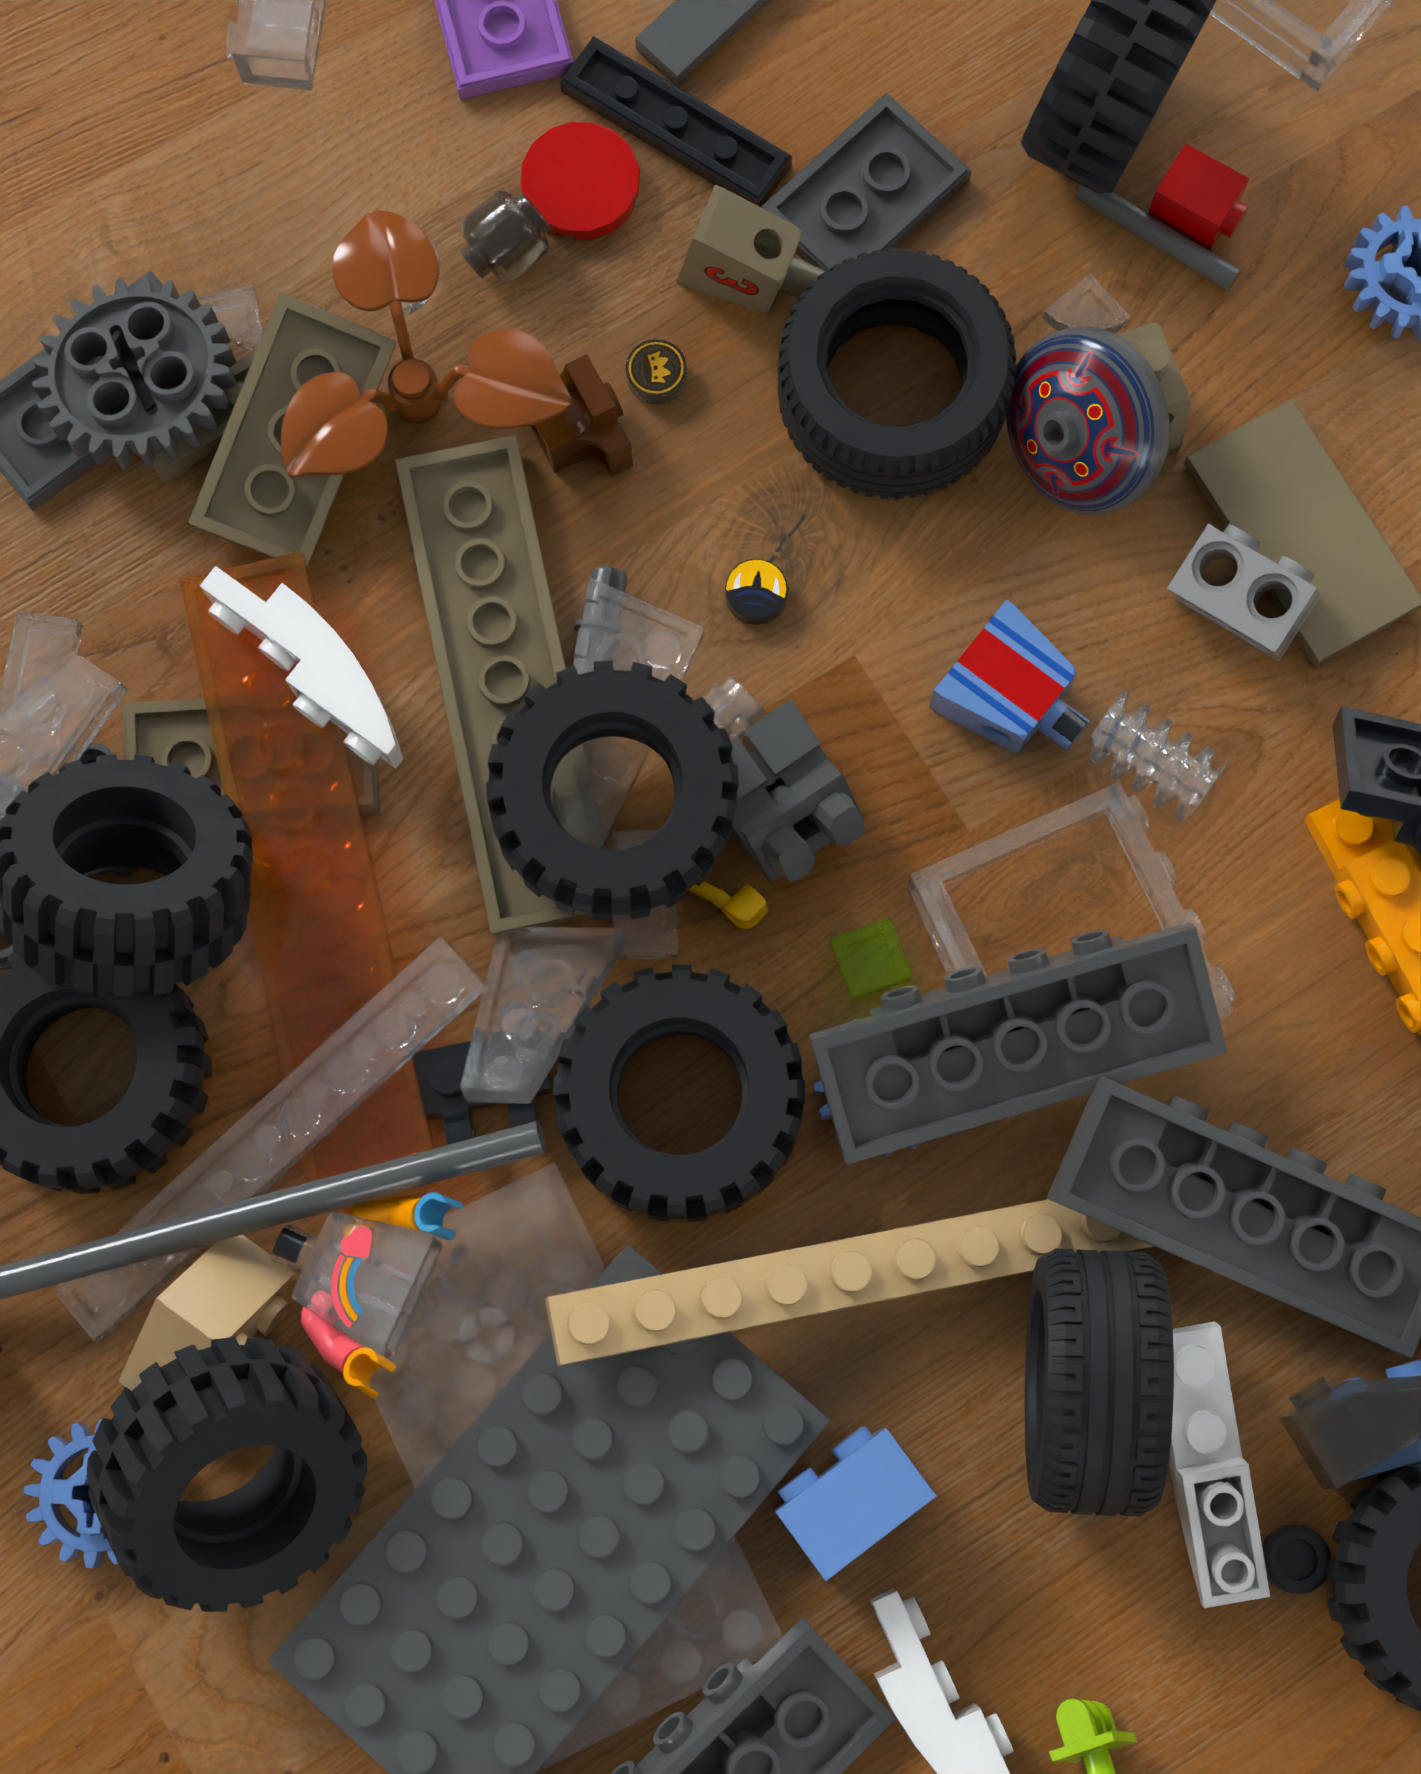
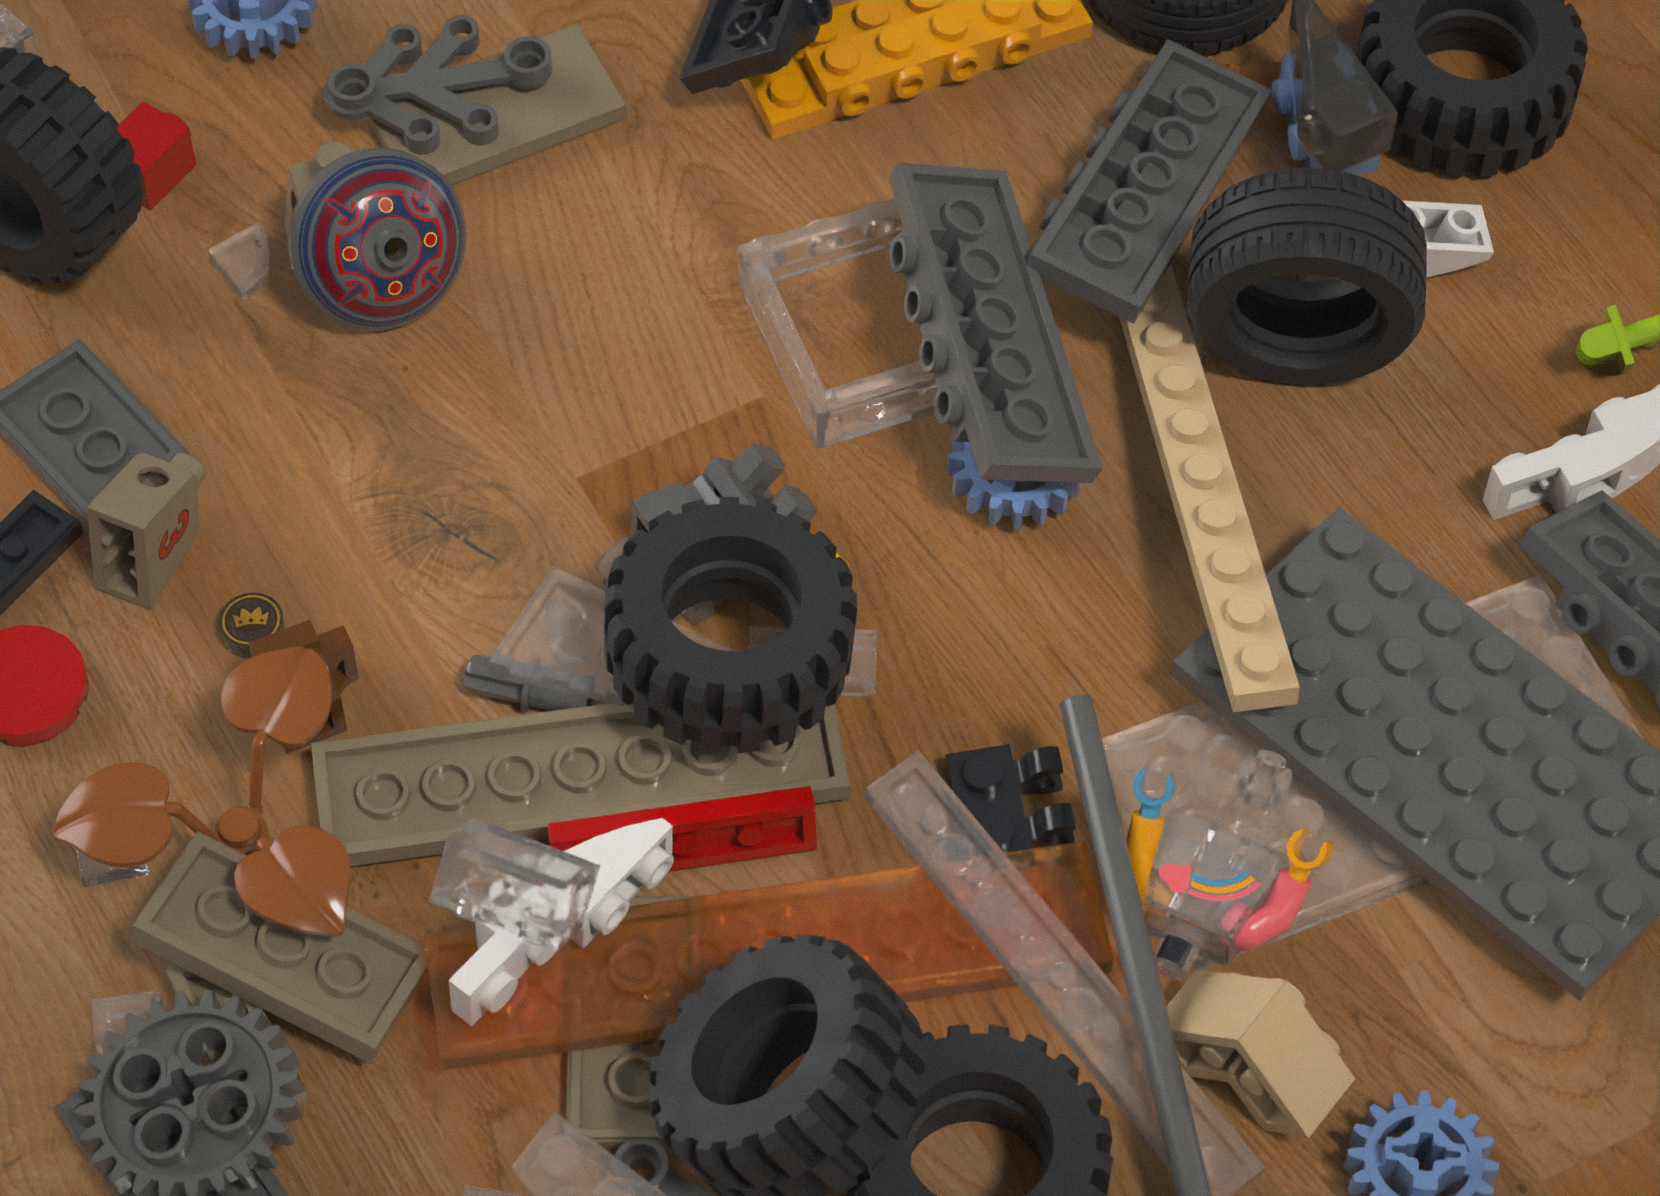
camera: 90 degrees left, 20 degrees down
(257, 1534) = (1410, 988): black tyre -> none
(284, 604) = (514, 884): none -> clear brick
(428, 756) = (715, 828): none -> red plate
(504, 236) = (81, 738): clear smoke head -> none
(534, 994) = (961, 739): clear wing -> none
(661, 1007) = (1030, 549): black tyre -> none
(756, 591) = (503, 550): tile -> none
(853, 1500) = (1415, 490): medium blue brick -> none
(870, 959) = (888, 477): clear neon green tile -> none
(899, 291) = (287, 328): black tyre -> none
(1011, 685) = (625, 338): torso -> none
(1153, 757) = (708, 230): clear piece -> none
(1161, 236) = (174, 196): dark grey bar -> none
(1235, 603) = (568, 150): light grey brick -> none
(1296, 1558) = (1446, 186): black tile -> none
(1319, 456) = (365, 91): none -> dark grey plant

